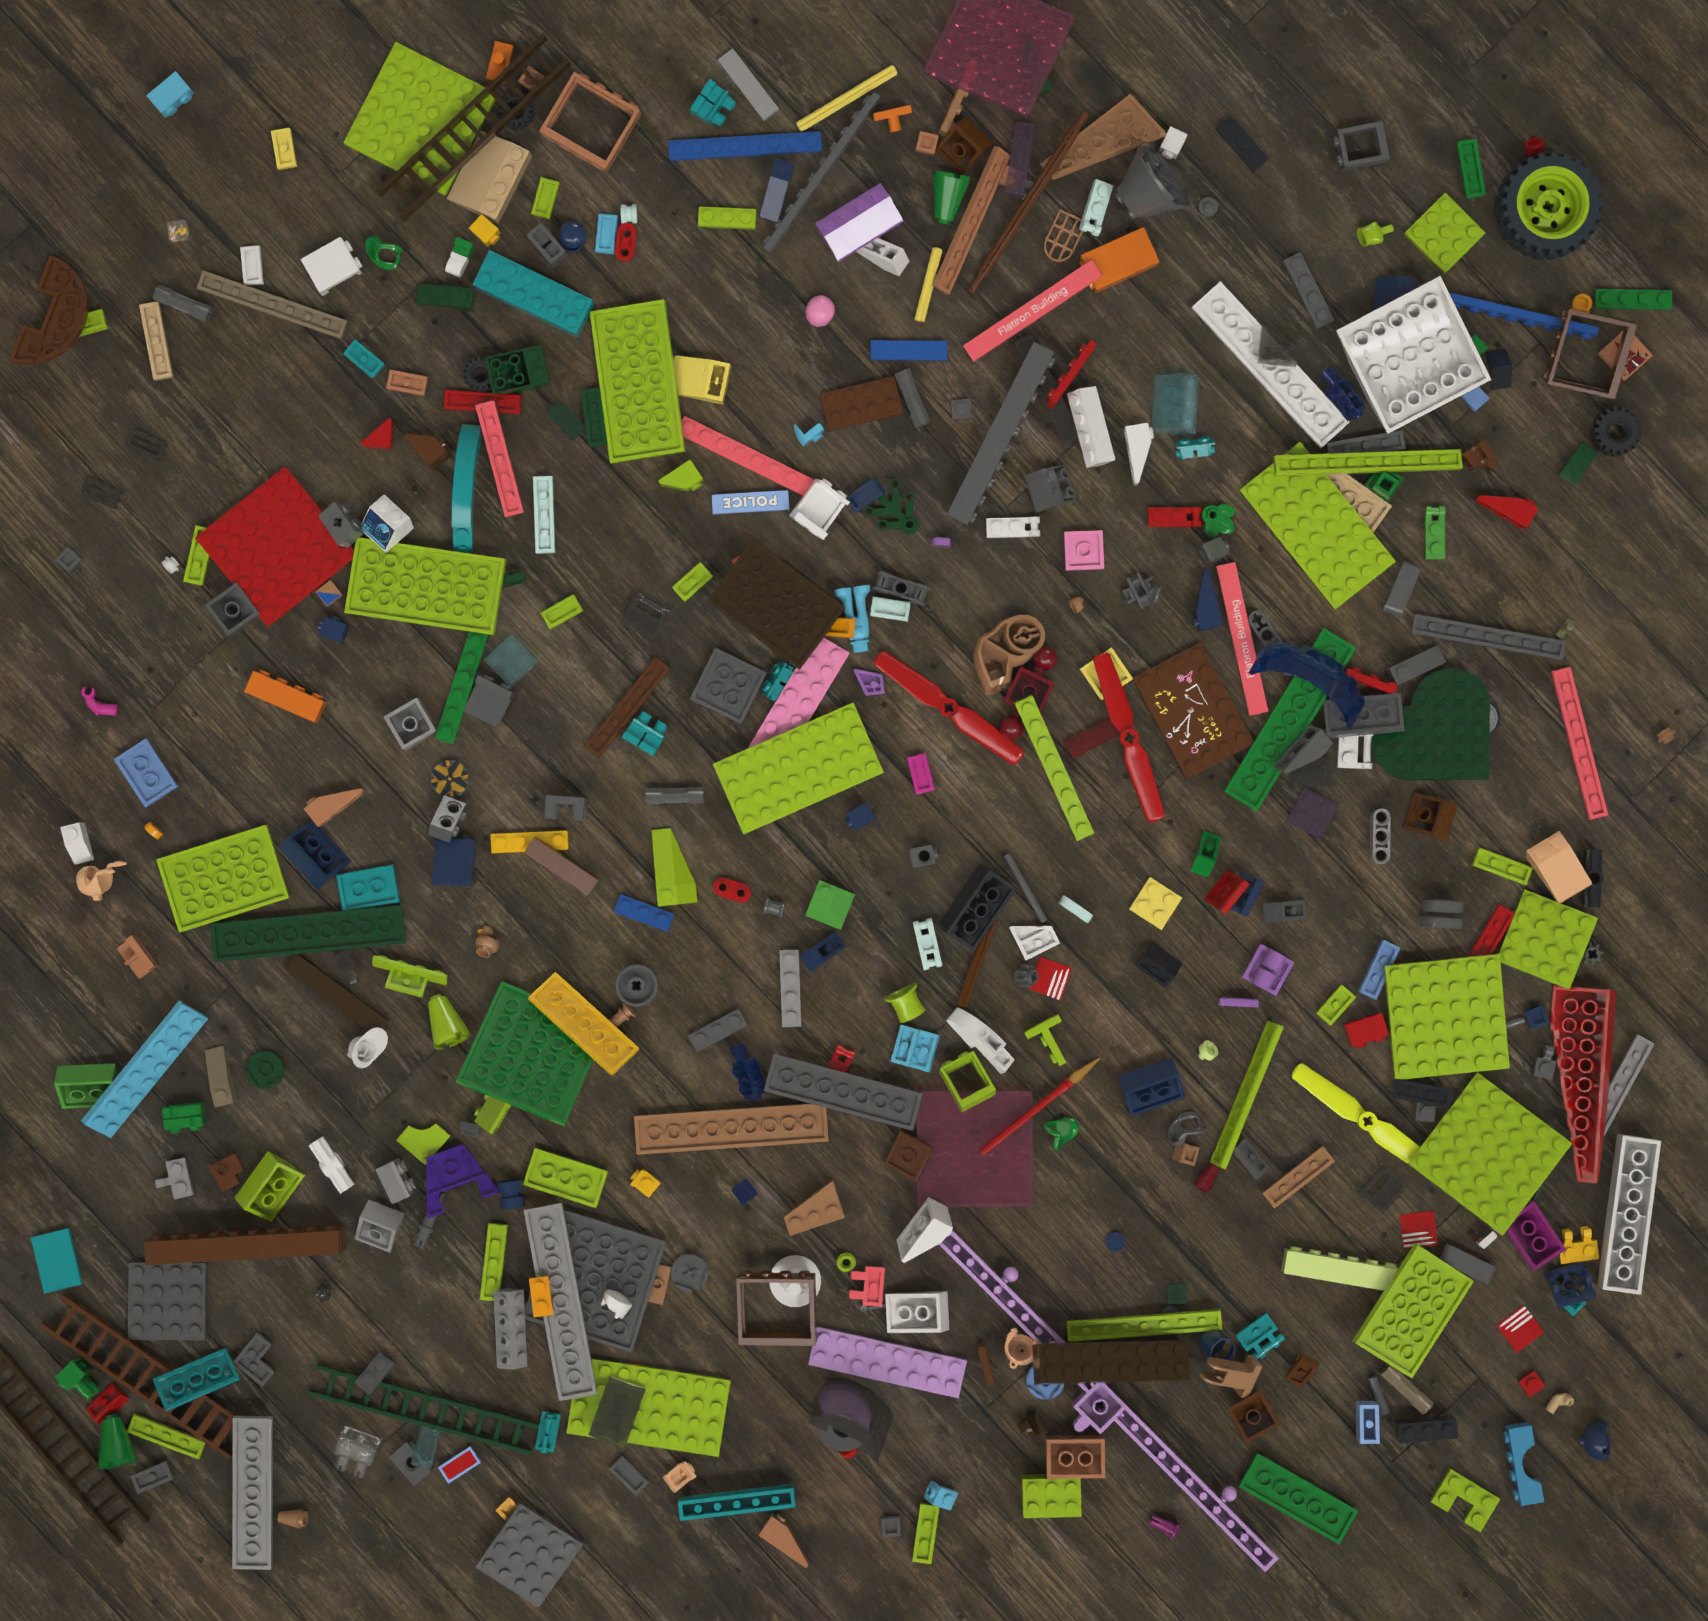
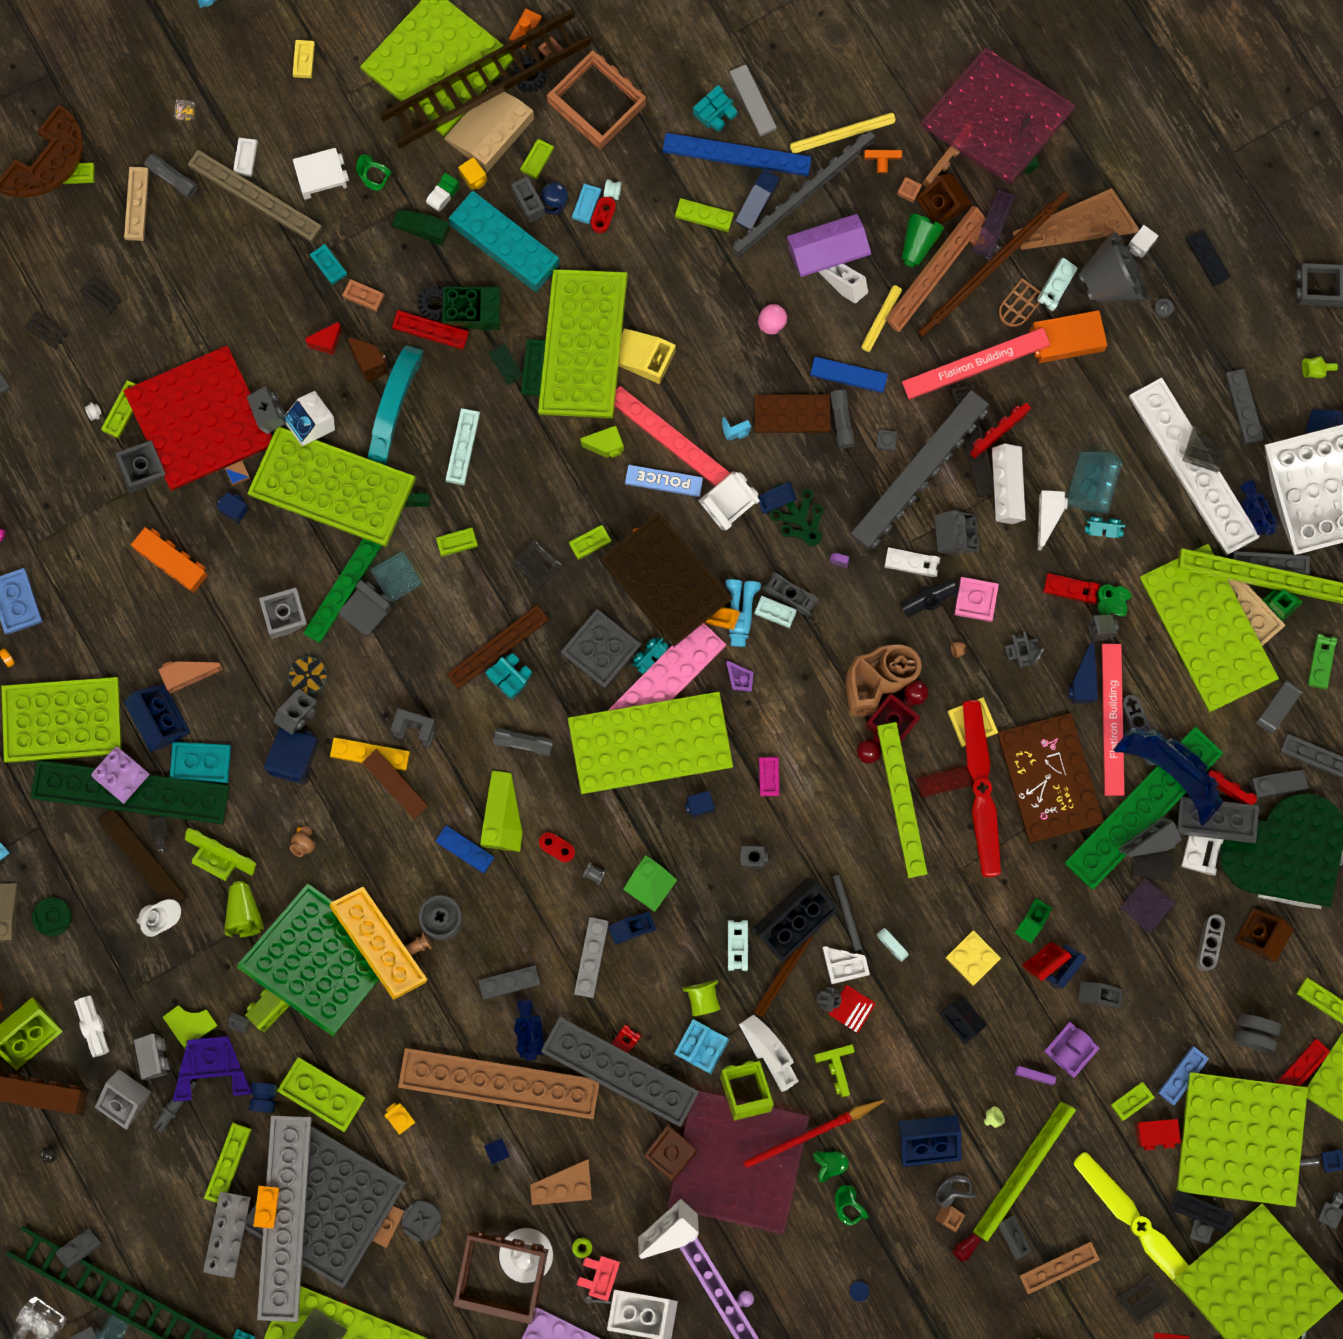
camera: 10 degrees right, 10 degrees down
(294, 920) = (120, 774): none -> lavender bracket
(499, 458) = (433, 384): coral plate -> none
(617, 1303) = (340, 1232): white hair -> none
(965, 719) = (824, 733): red piece -> none
(1037, 560) = (929, 598): none -> black piece
(1084, 1157) = (846, 1196): none -> green piece

